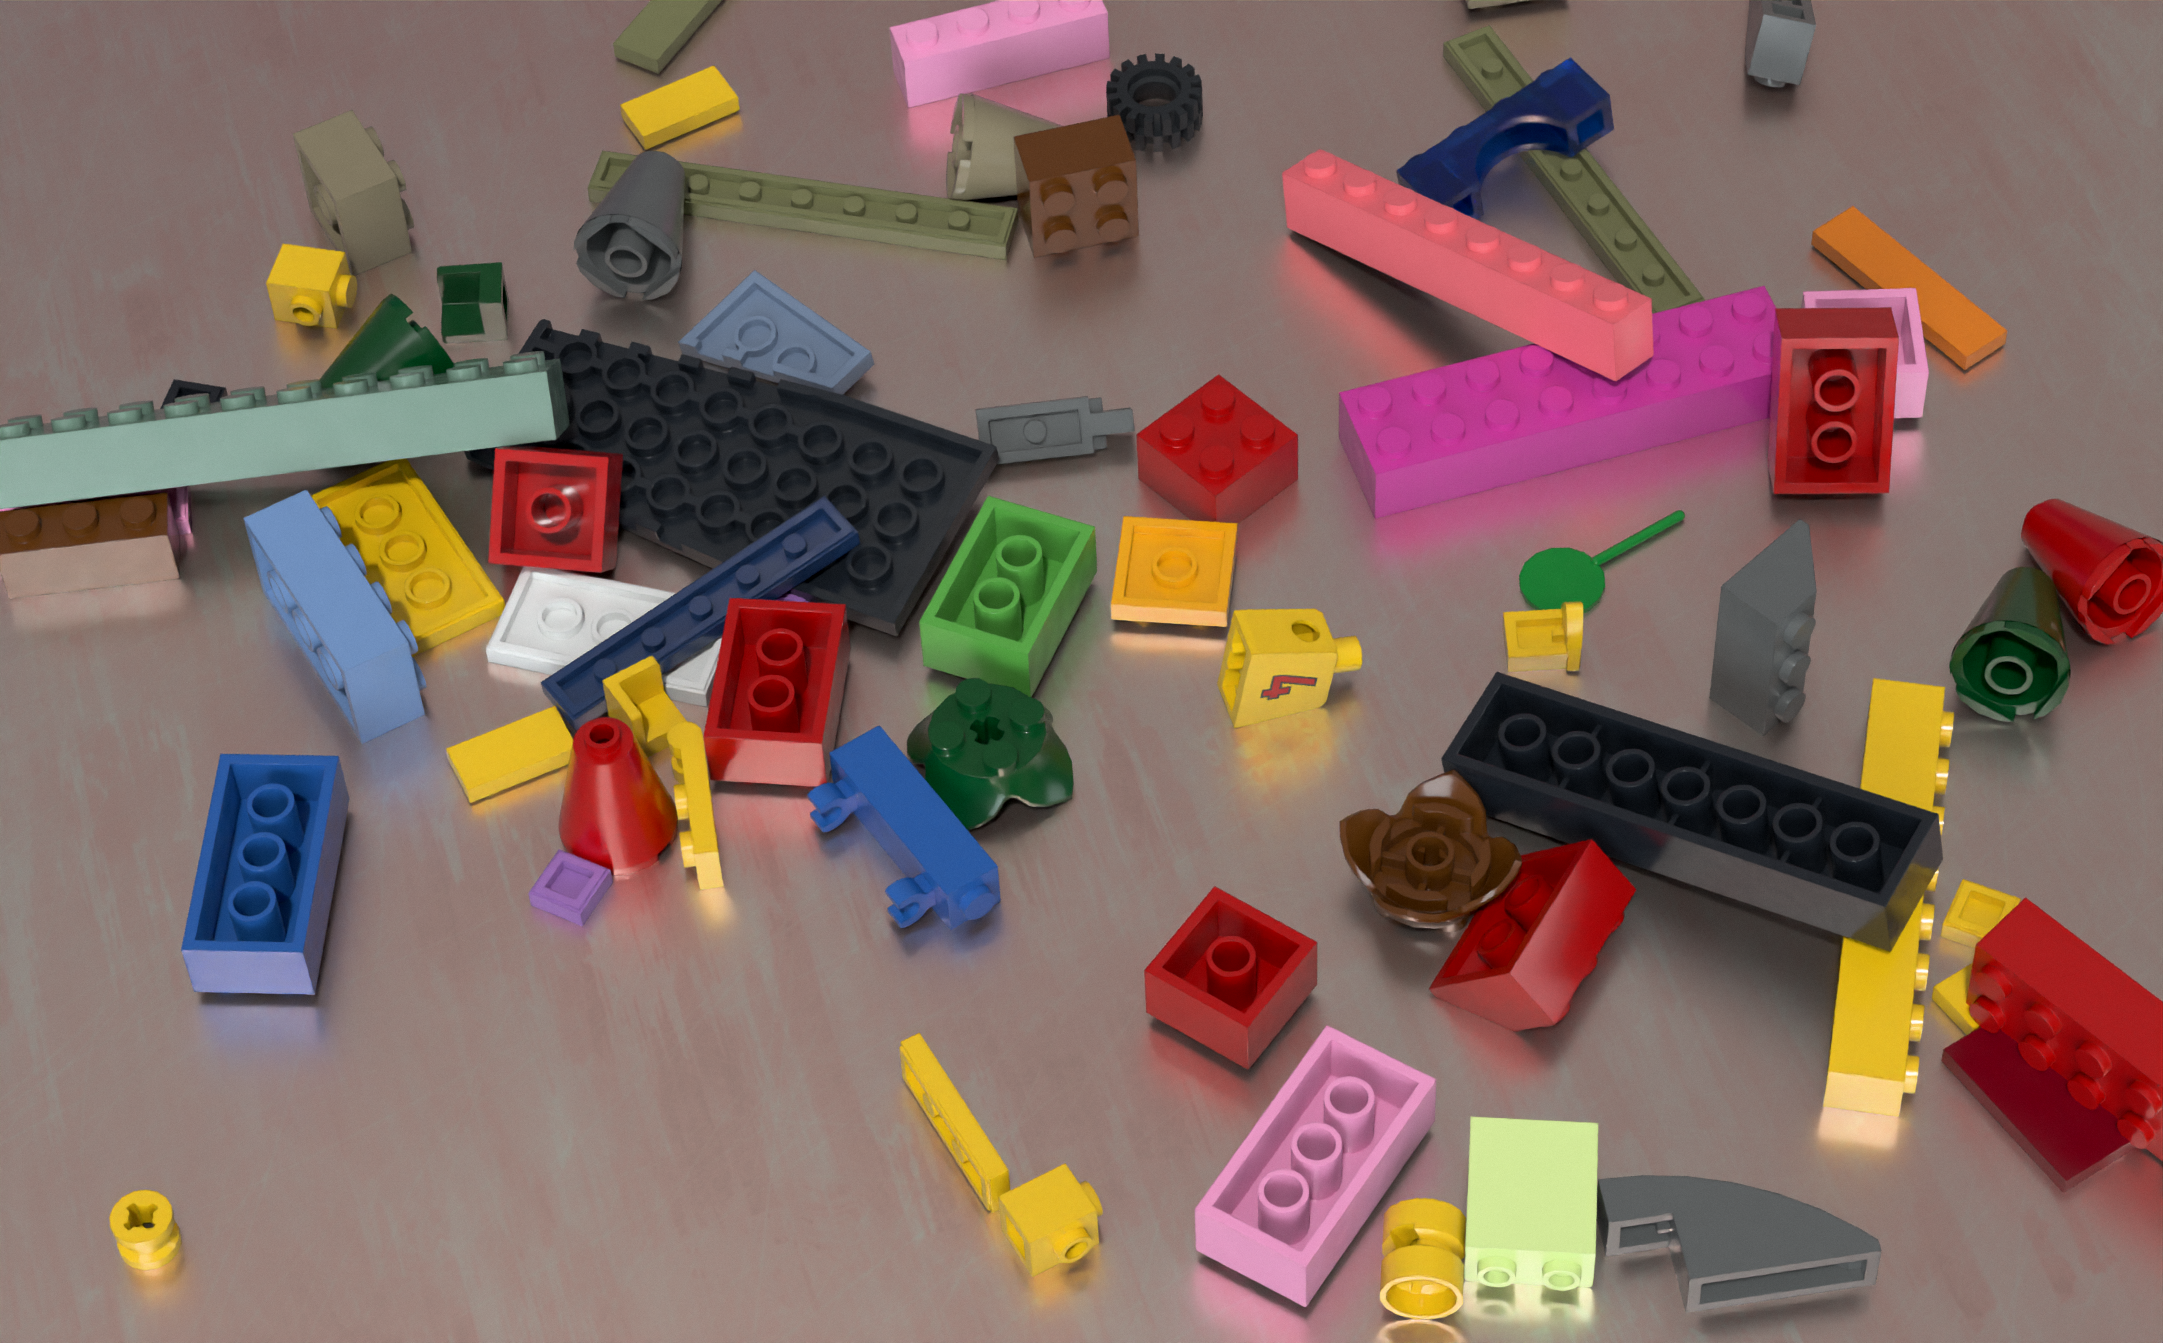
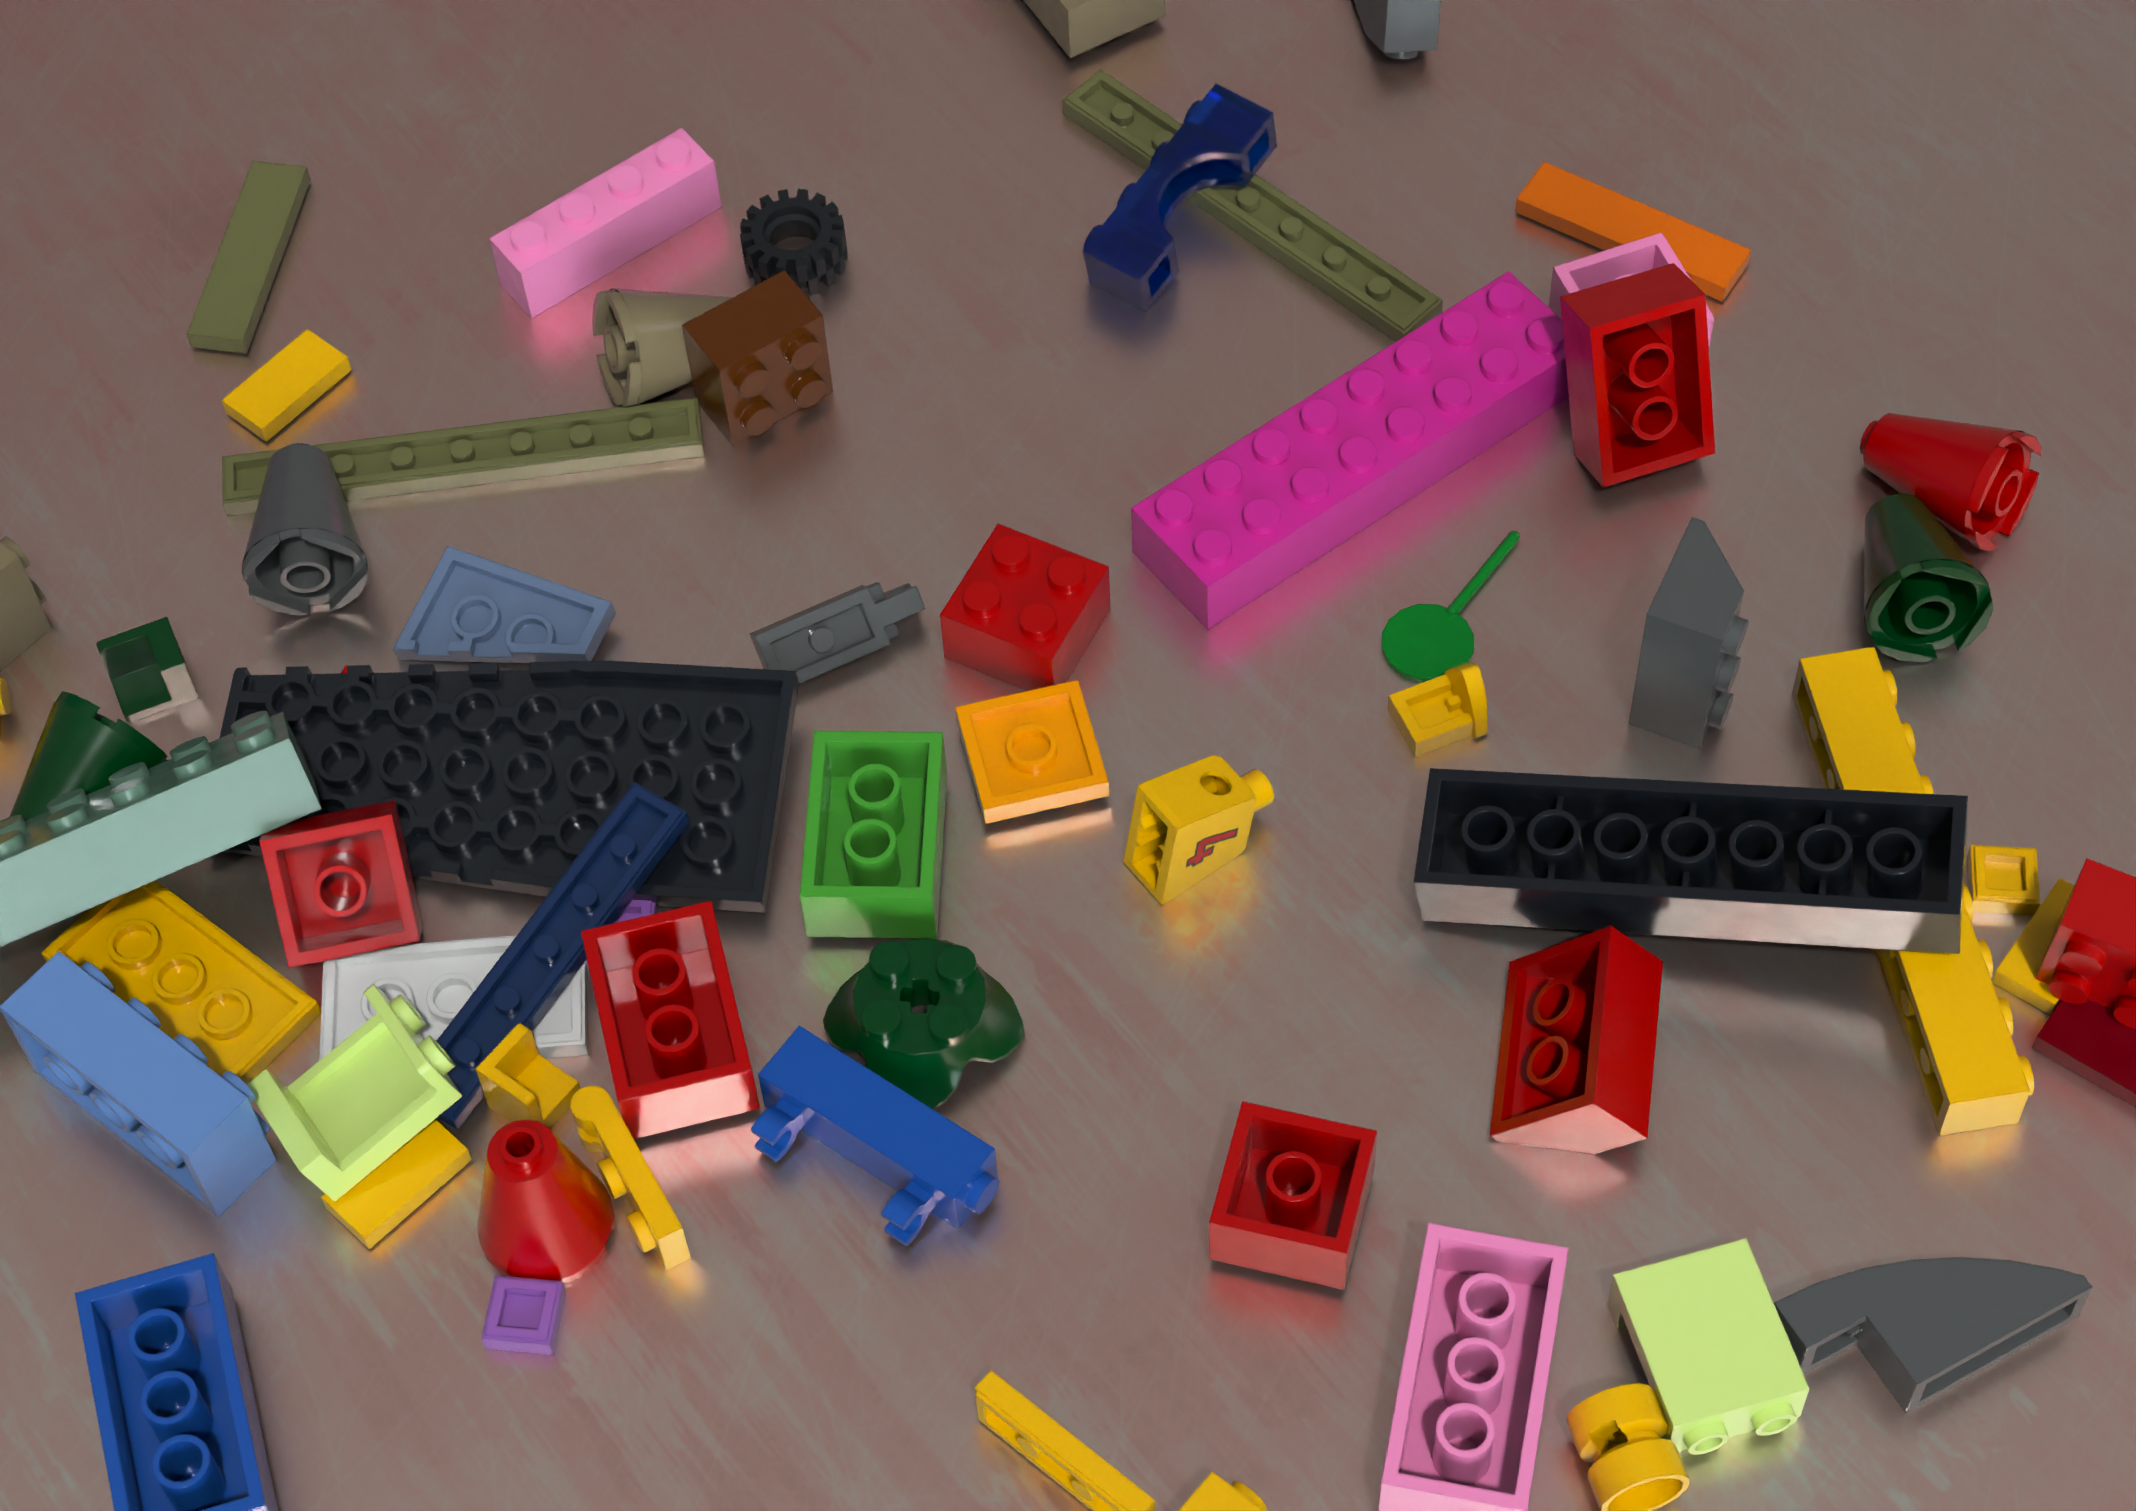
camera: 20 degrees left, 5 degrees up
(503, 679) = (360, 1097): none -> yellowish green panel
(1436, 826) = (1440, 953): reddish brown brick -> none
(1469, 264) = (1209, 331): coral brick -> none

